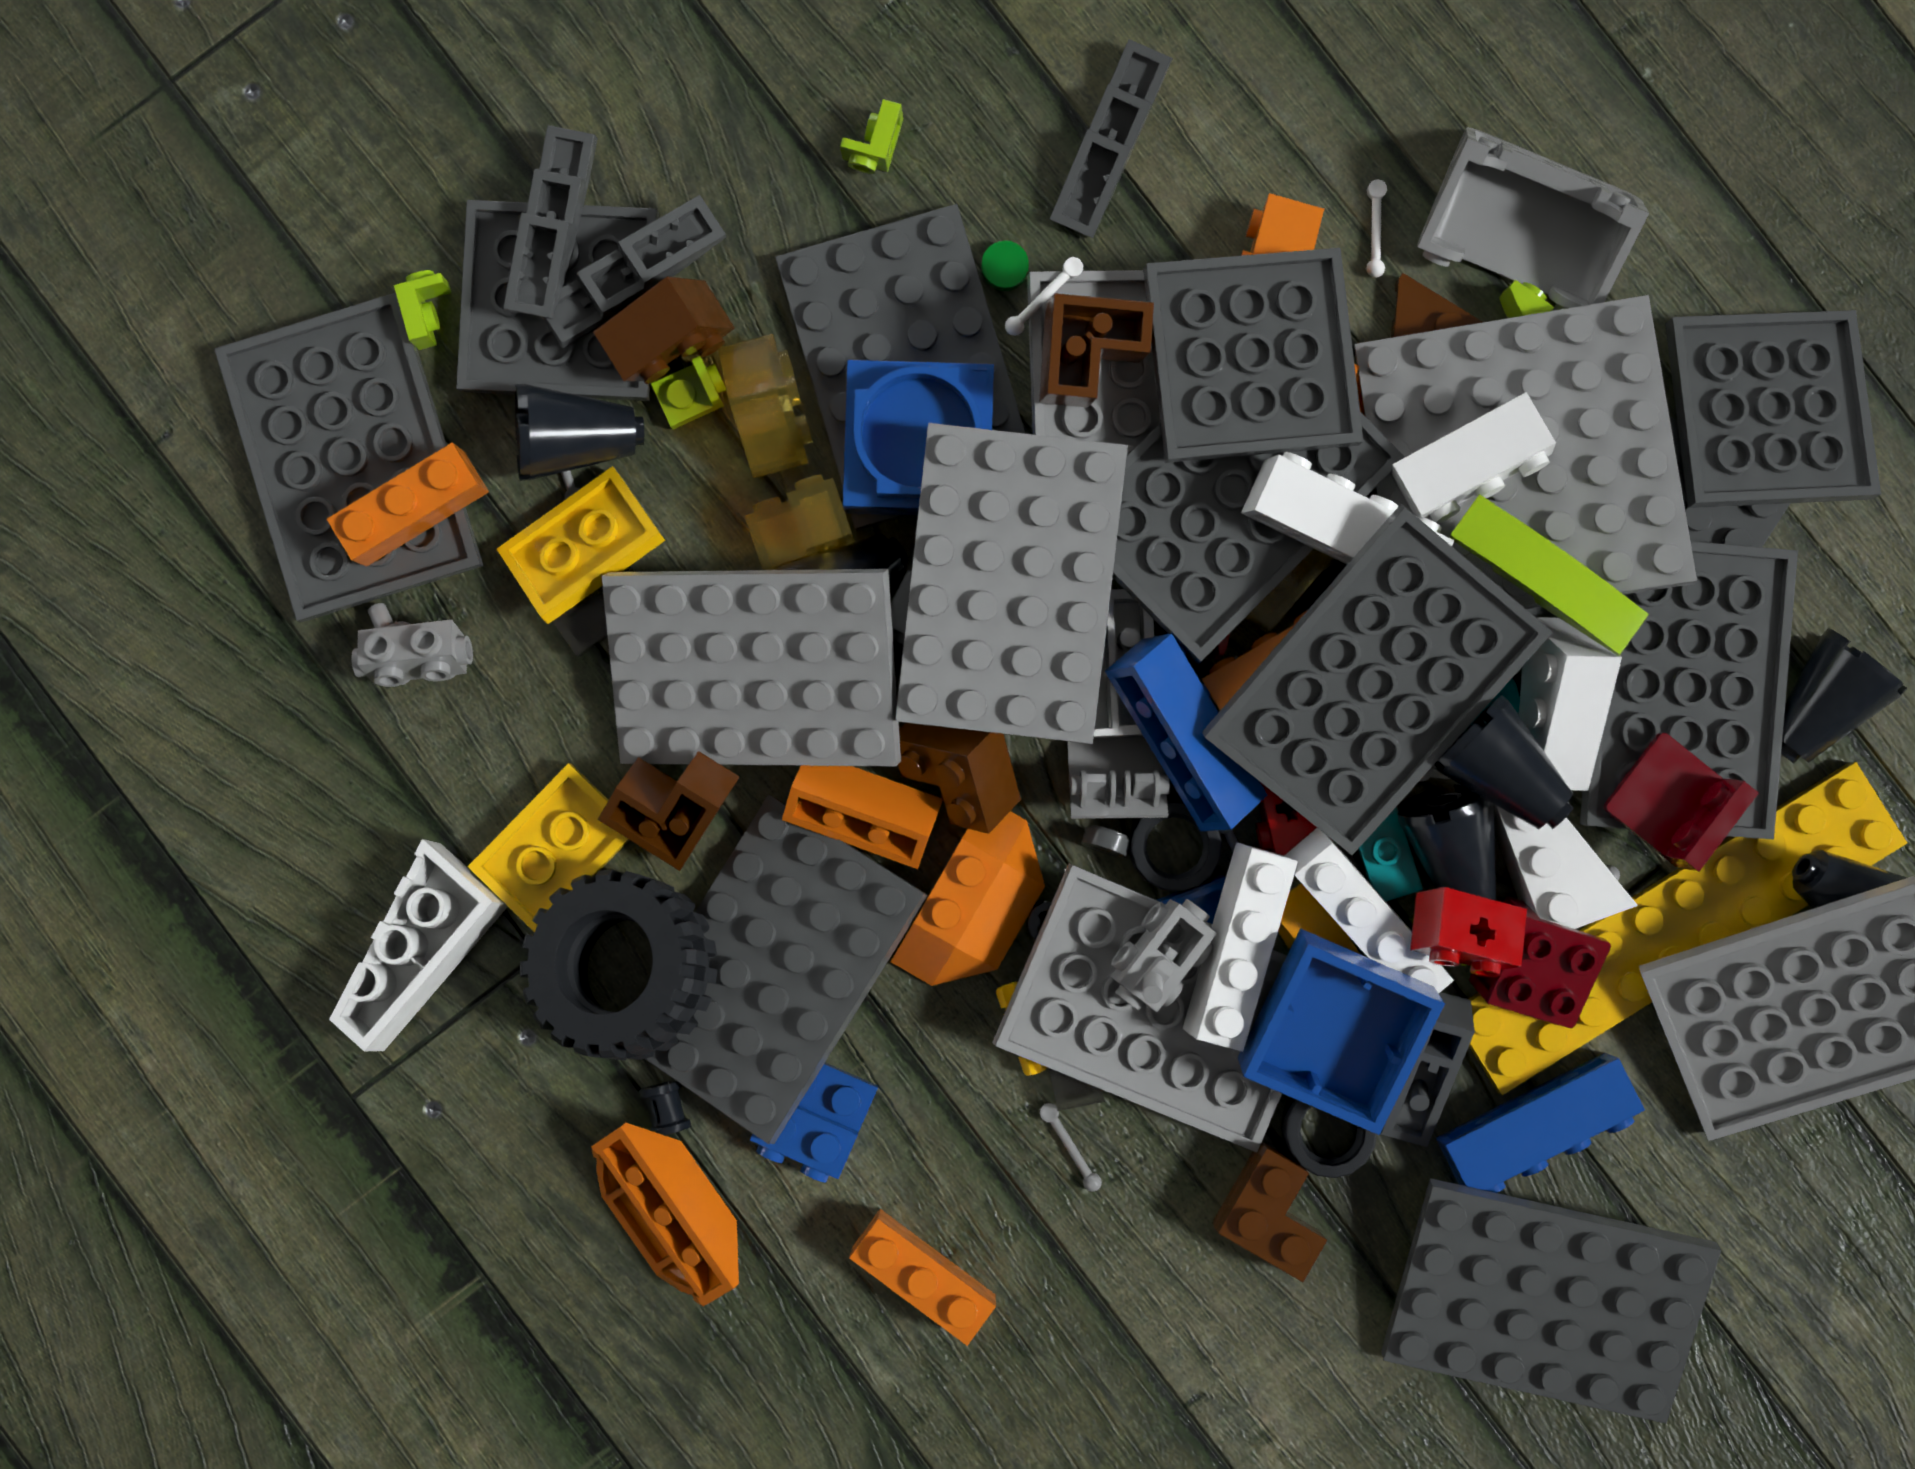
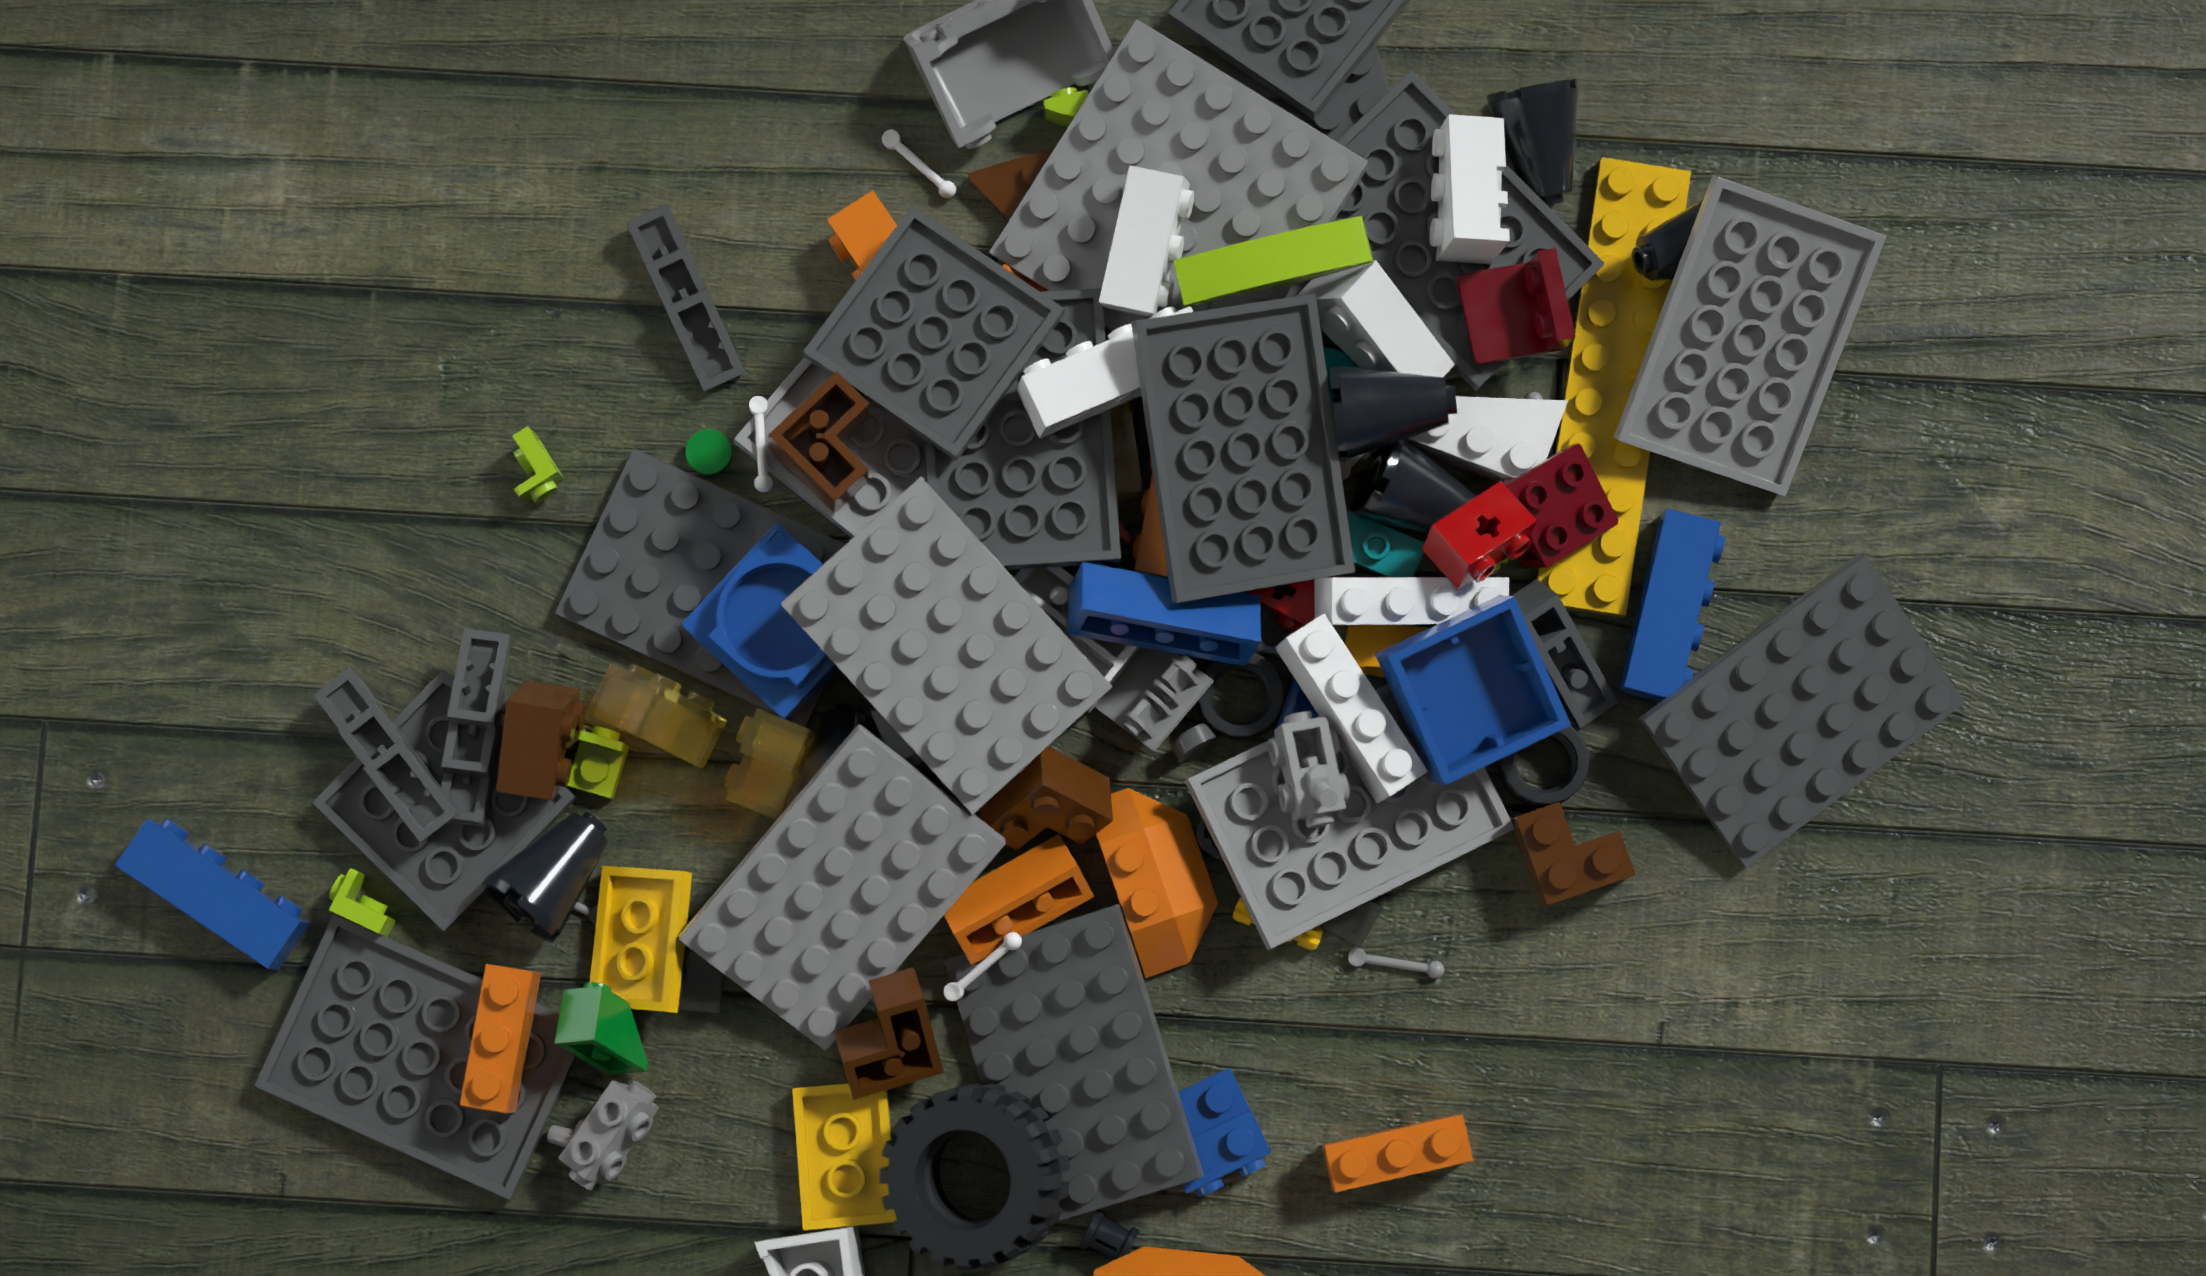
camera: 50 degrees left, 5 degrees down
(333, 186) = (213, 893): none -> blue brick
(482, 575) = (600, 1030): none -> green slope
(751, 824) = (955, 990): none -> white hinge
(1743, 682) = (1469, 189): none -> white wedge

